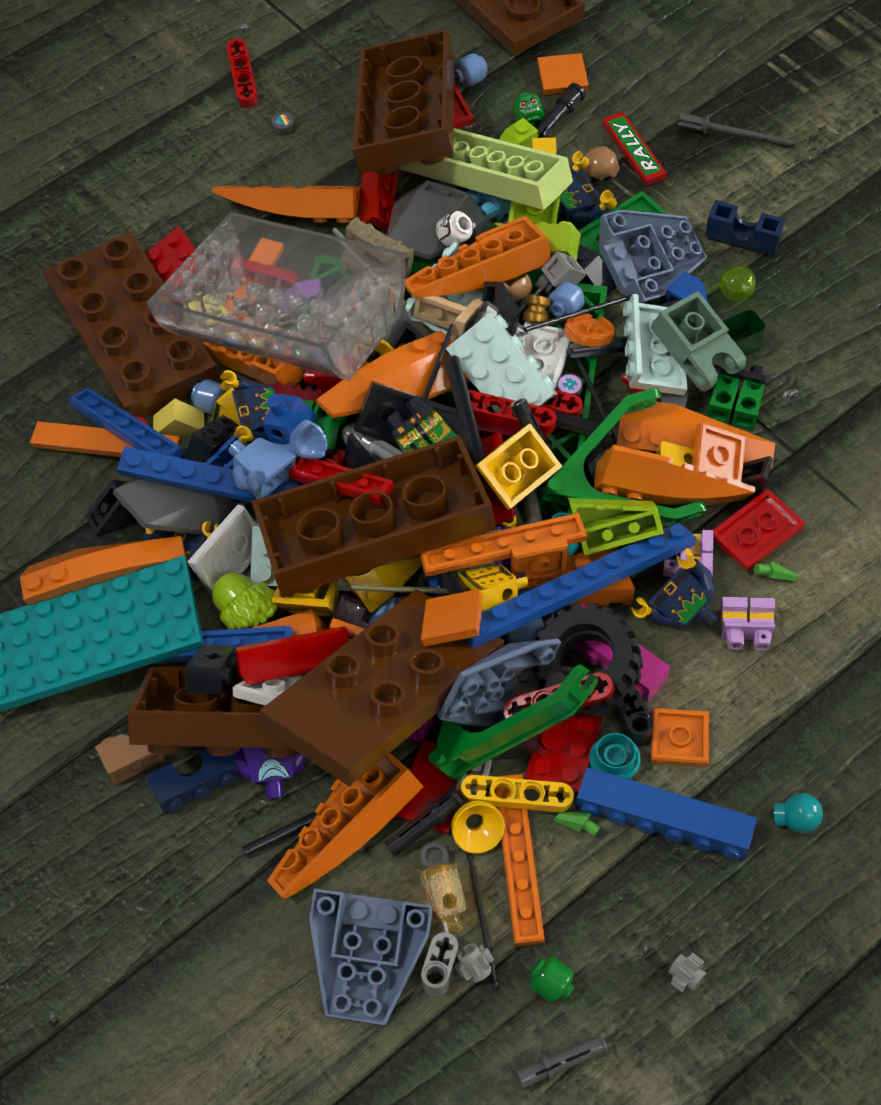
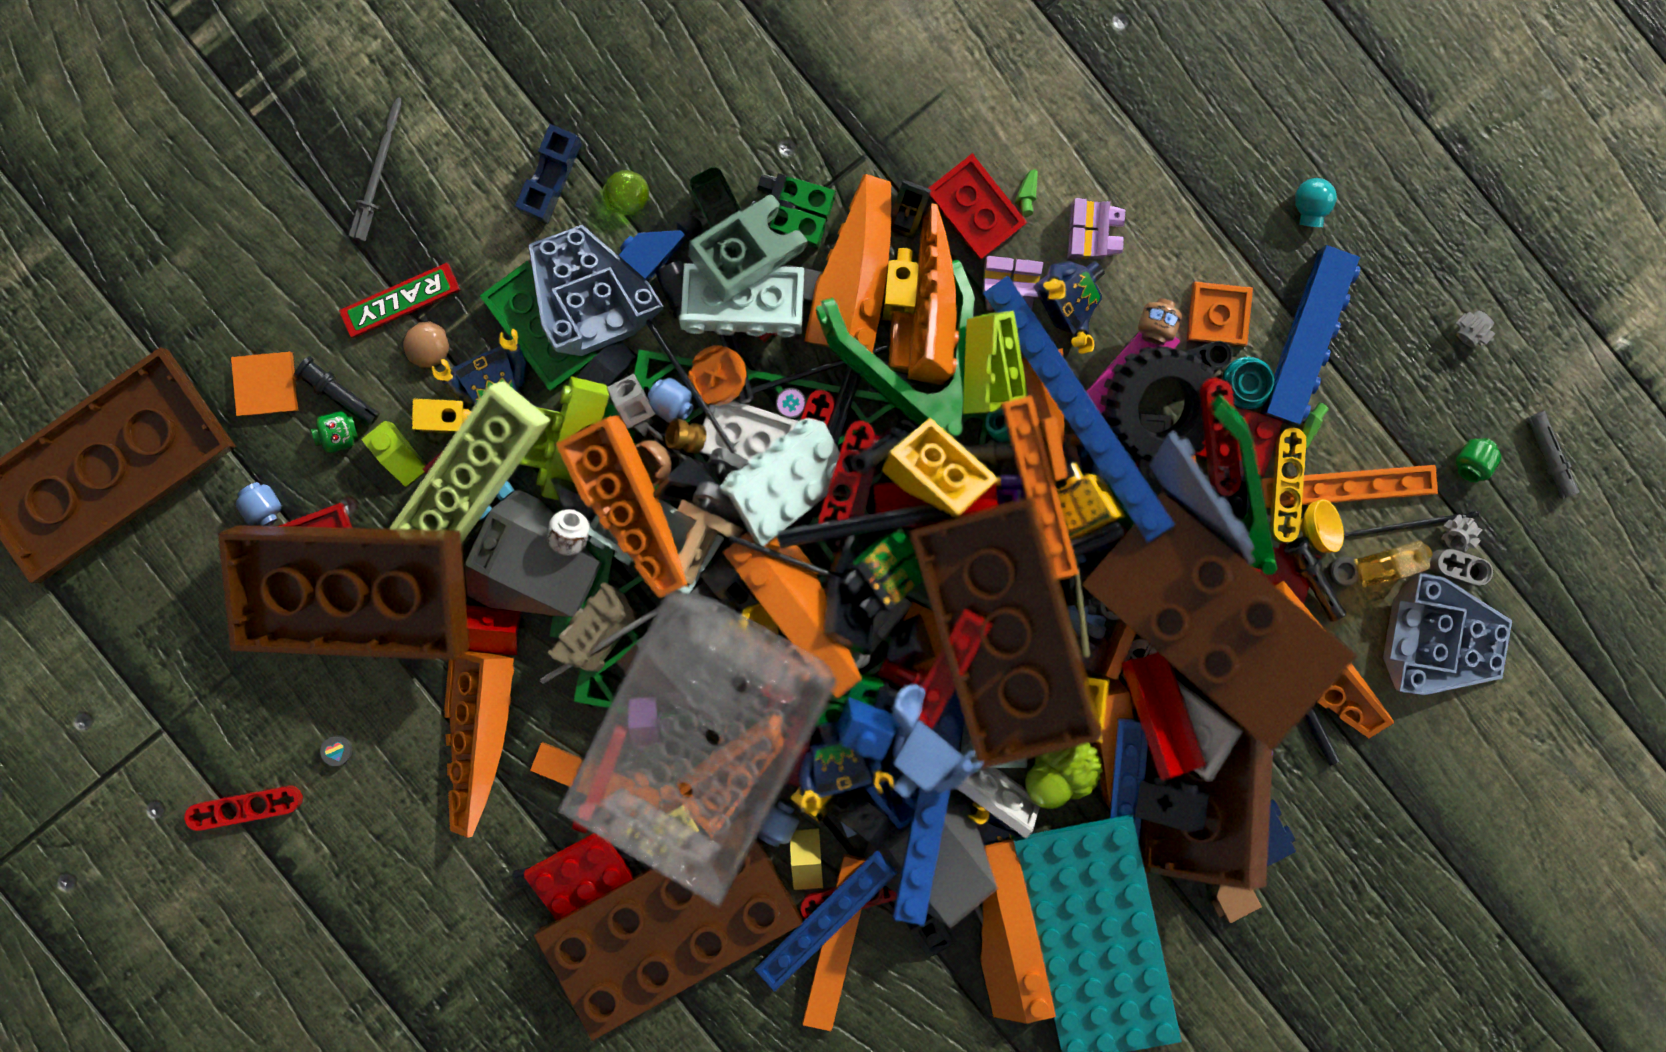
camera: 90 degrees left, 30 degrees up
(452, 617) = (1144, 546): orange tile -> none
(665, 660) = (1159, 322): none -> medium nougat head
(718, 452) = (897, 240): tile -> none

